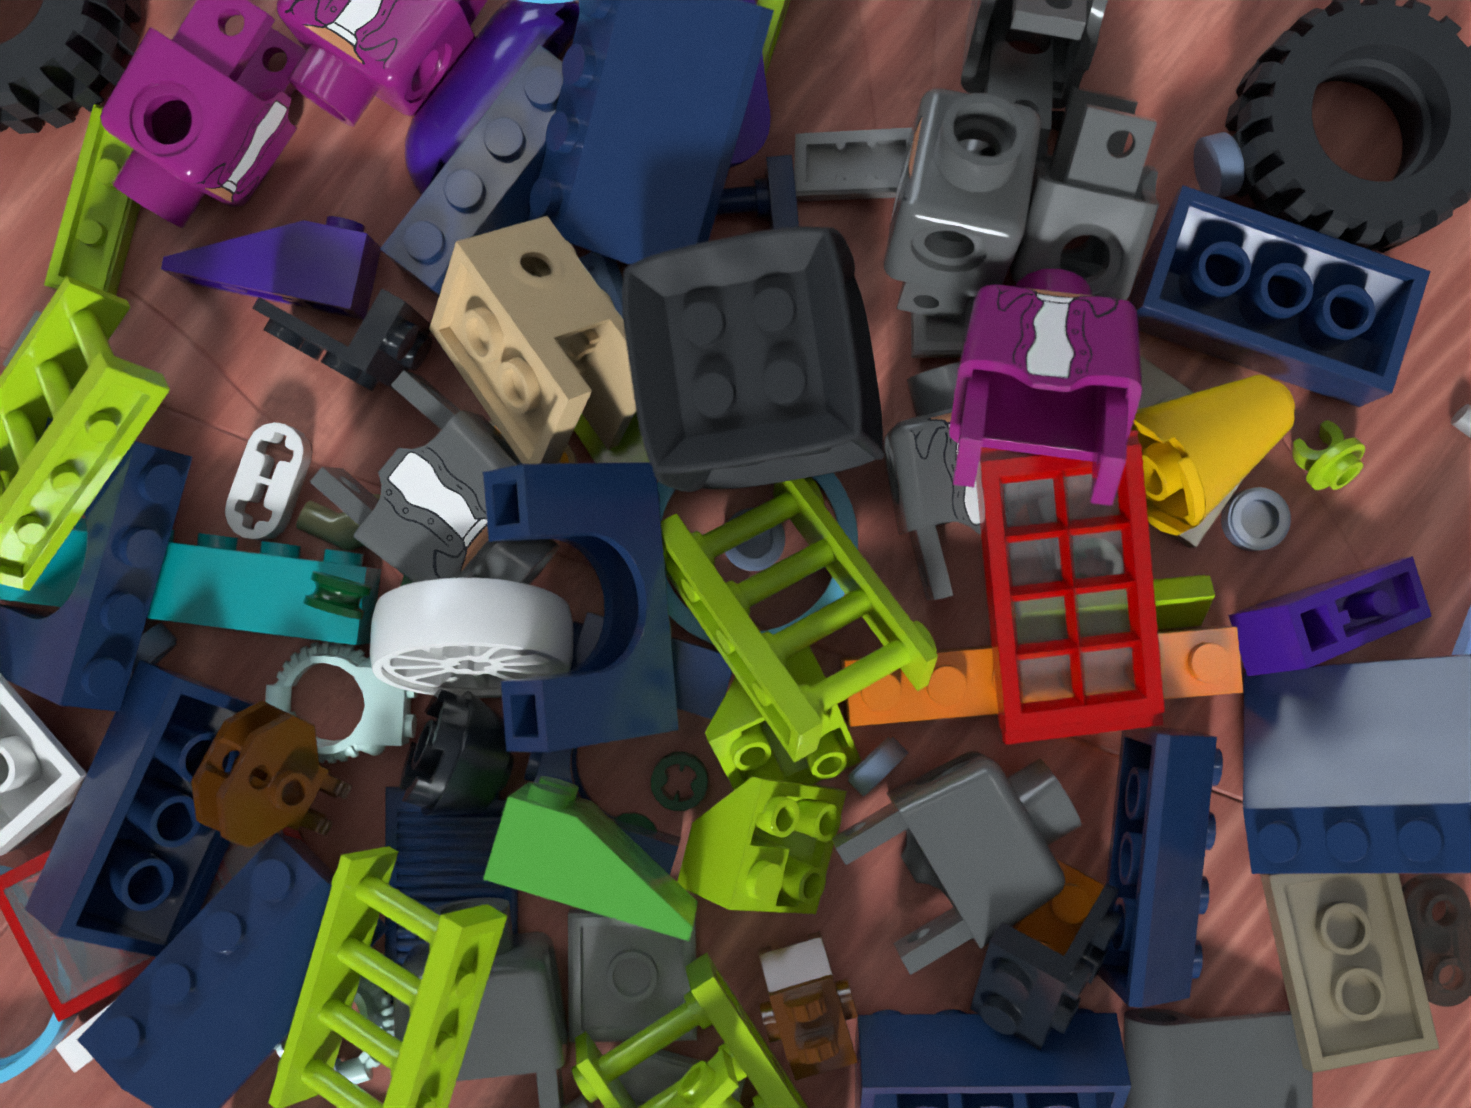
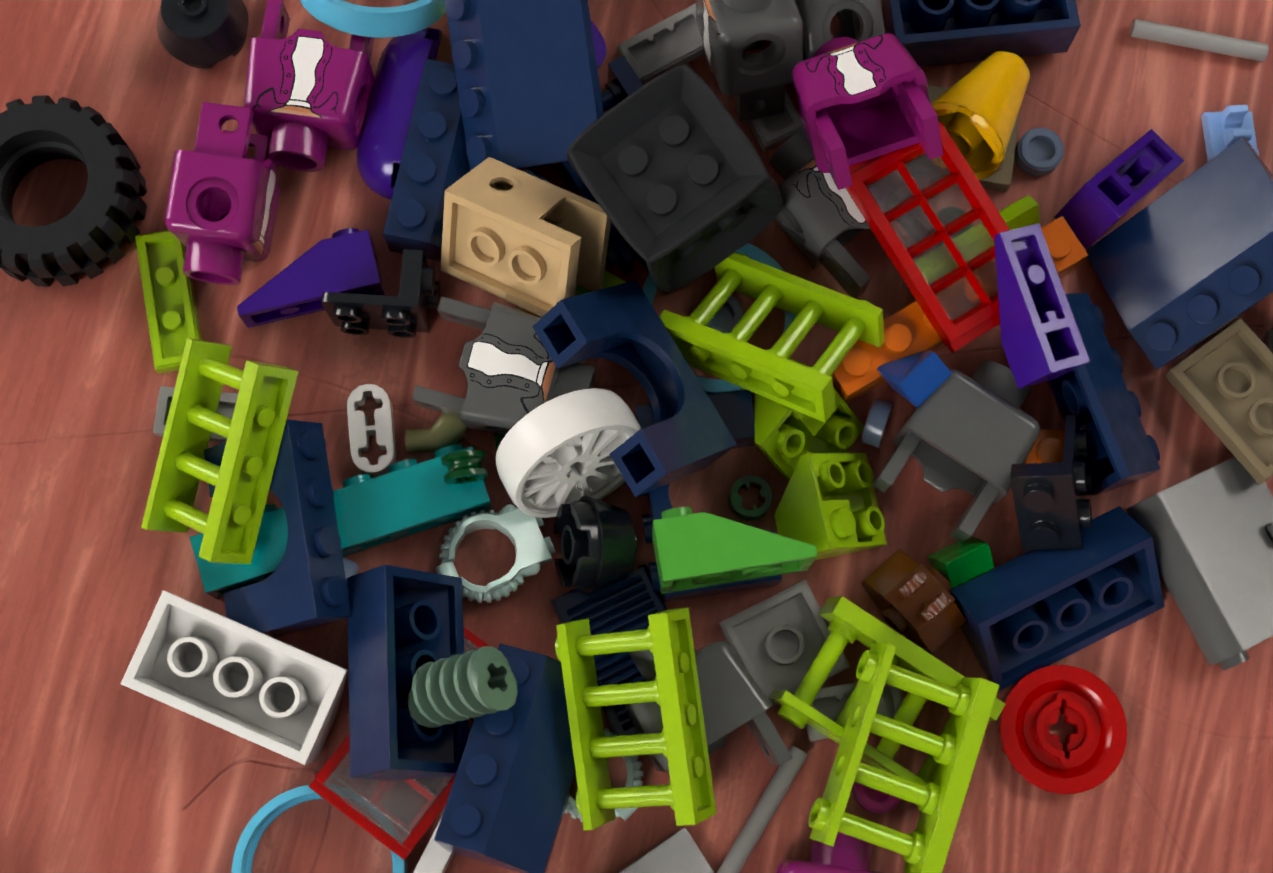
camera: 30 degrees left, 10 degrees down
(193, 878) = (462, 687): none -> sand green piece
(269, 779) = (477, 609): reddish brown hinge -> none
(887, 984) = (963, 560): none -> green slope
(943, 747) = (915, 375): none -> blue slope
(1131, 747) = (1034, 310): none -> dark purple slope
(1334, 465) = (1070, 93): lime plate -> none

